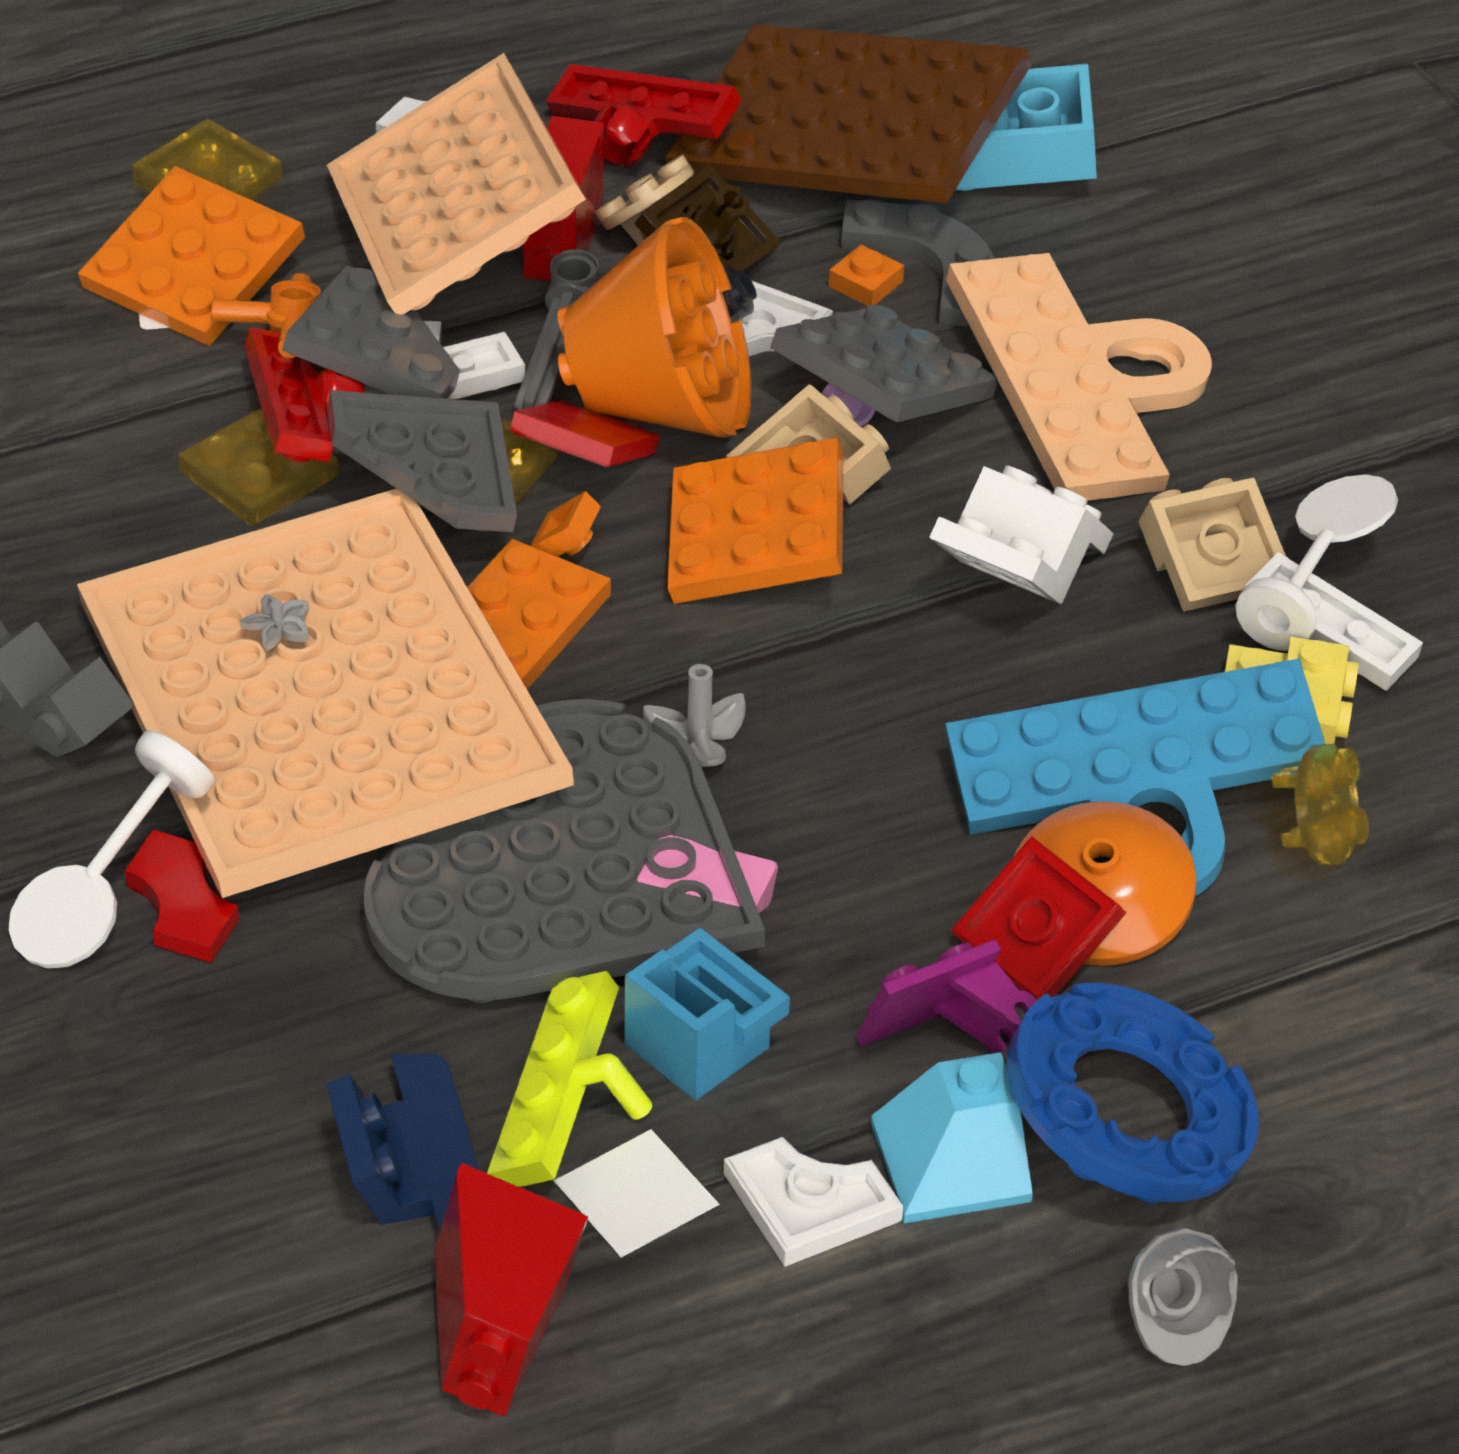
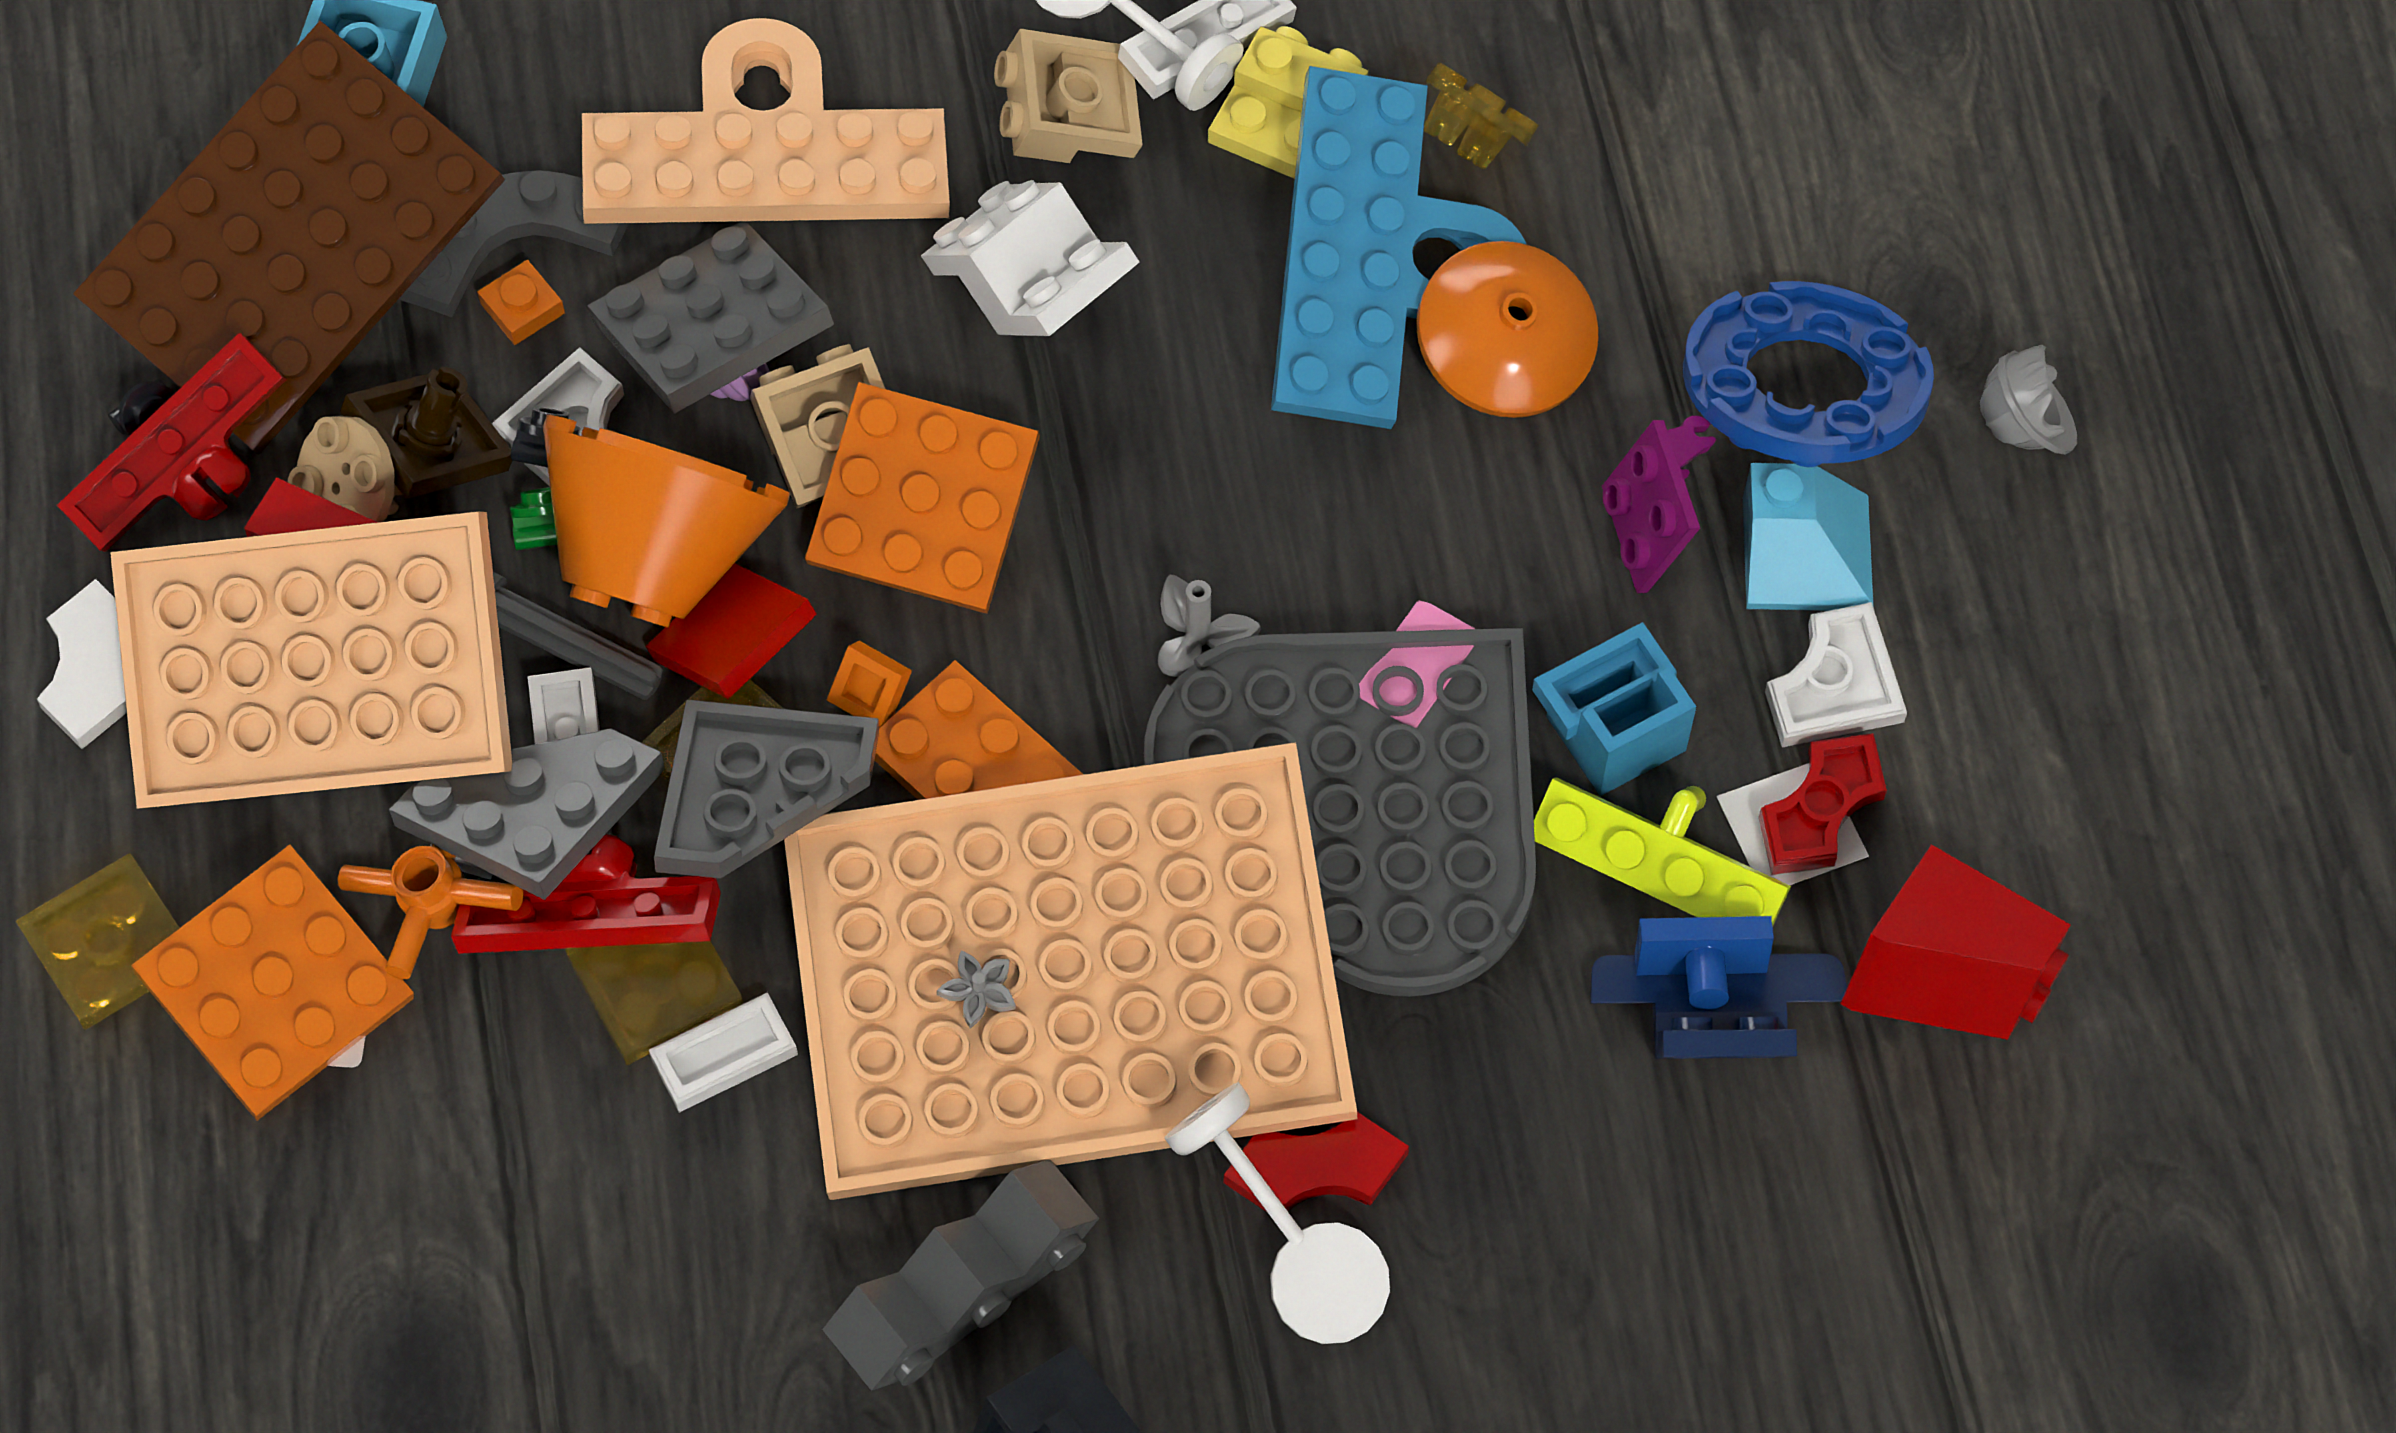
camera: 75 degrees left, 20 degrees up
(196, 511) = (723, 1052): none -> white tile
(452, 1109) = (1704, 951): none -> blue tile
(687, 1210) = (1805, 825): none -> red tile
(1042, 919) = (1560, 394): red tile -> none

